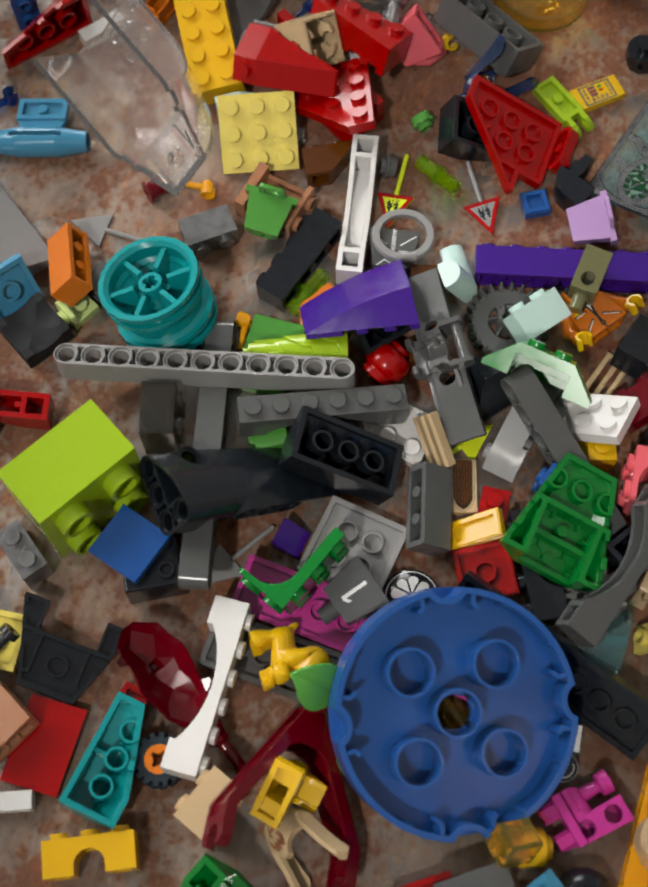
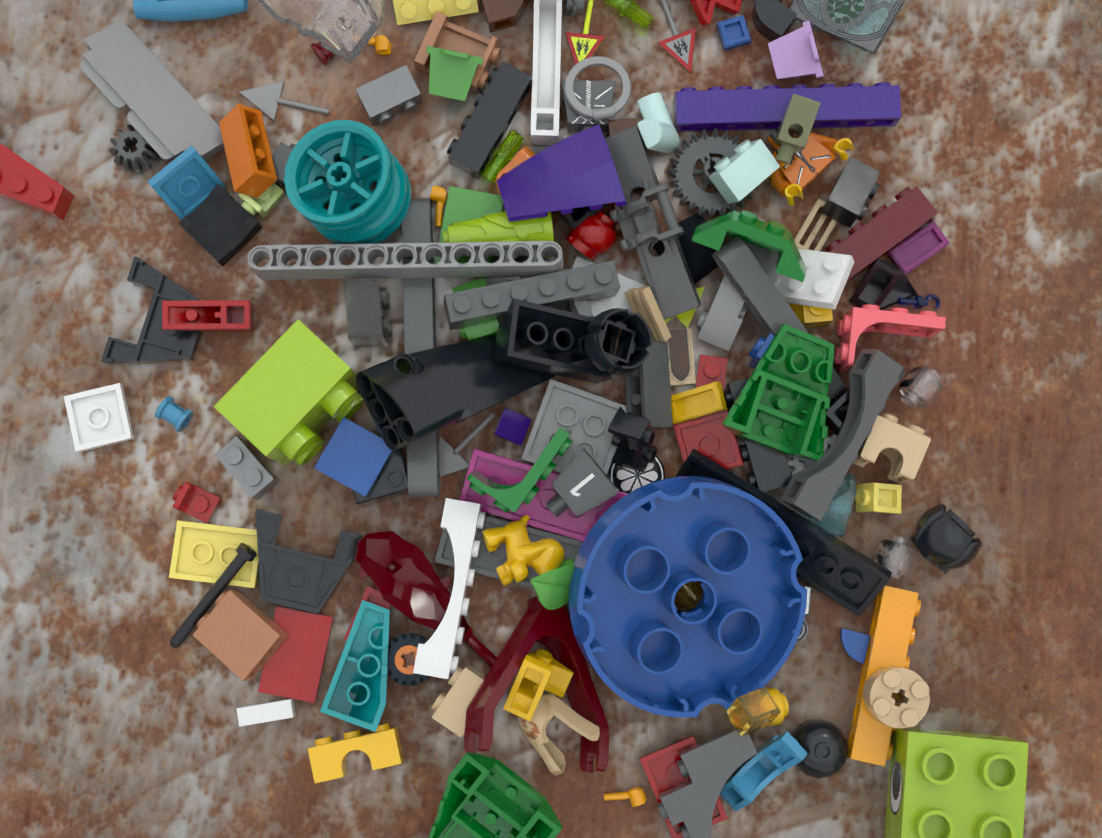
camera: 10 degrees left, 15 degrees up
(407, 443) = (633, 340): none -> black piece
(412, 554) = (633, 439): none -> black window
(578, 819) = (813, 679): dark pink hips -> none
(628, 788) = (854, 644): none -> blue tile

